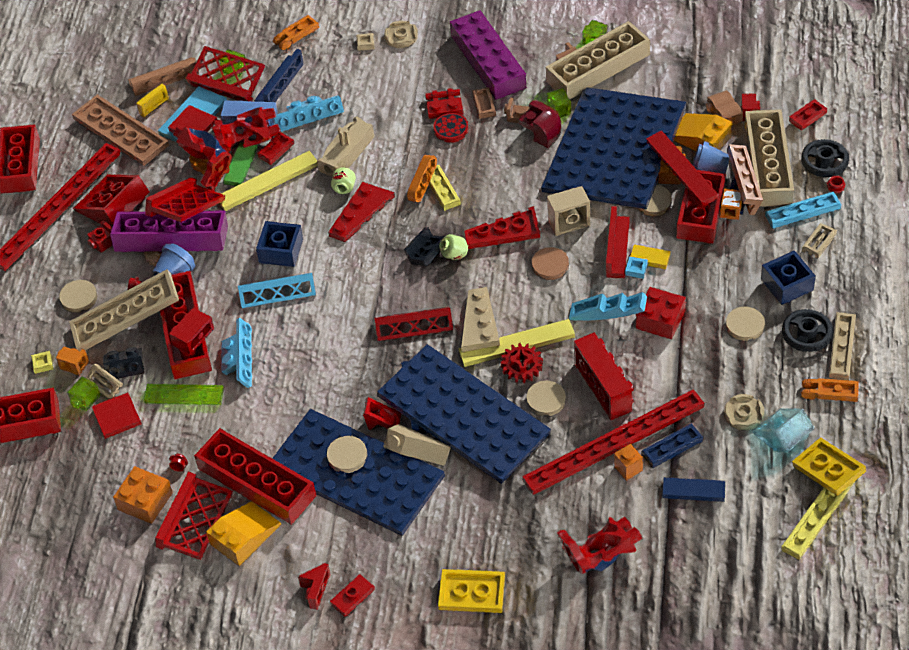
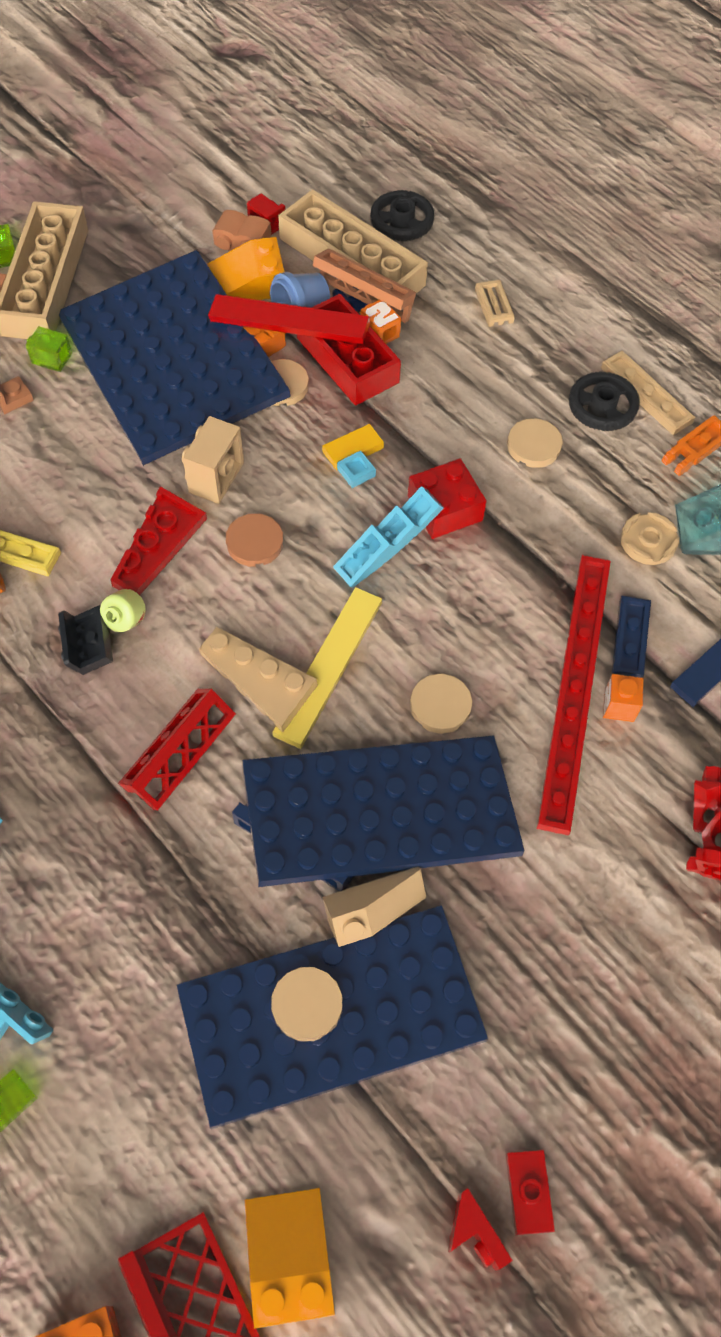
camera: 55 degrees left, 10 degrees up
(178, 462) = (74, 1252): red plate -> none
(255, 476) = (215, 1162): red brick -> none
(380, 414) = (287, 906): red slope -> none
(471, 591) = (656, 1030): yellow plate -> none
(531, 362) = (377, 694): red gear -> none
(543, 122) = (58, 379): dark red brick -> none
(603, 376) = (483, 620): red brick -> none
(617, 245) = (304, 461): red fence -> none
(788, 277) = (523, 359): dark blue brick -> none
(803, 210) = (440, 284): medium azure tile -> none
(807, 114) = (331, 182): red plate -> none
(836, 184) = (442, 235): red plate -> none

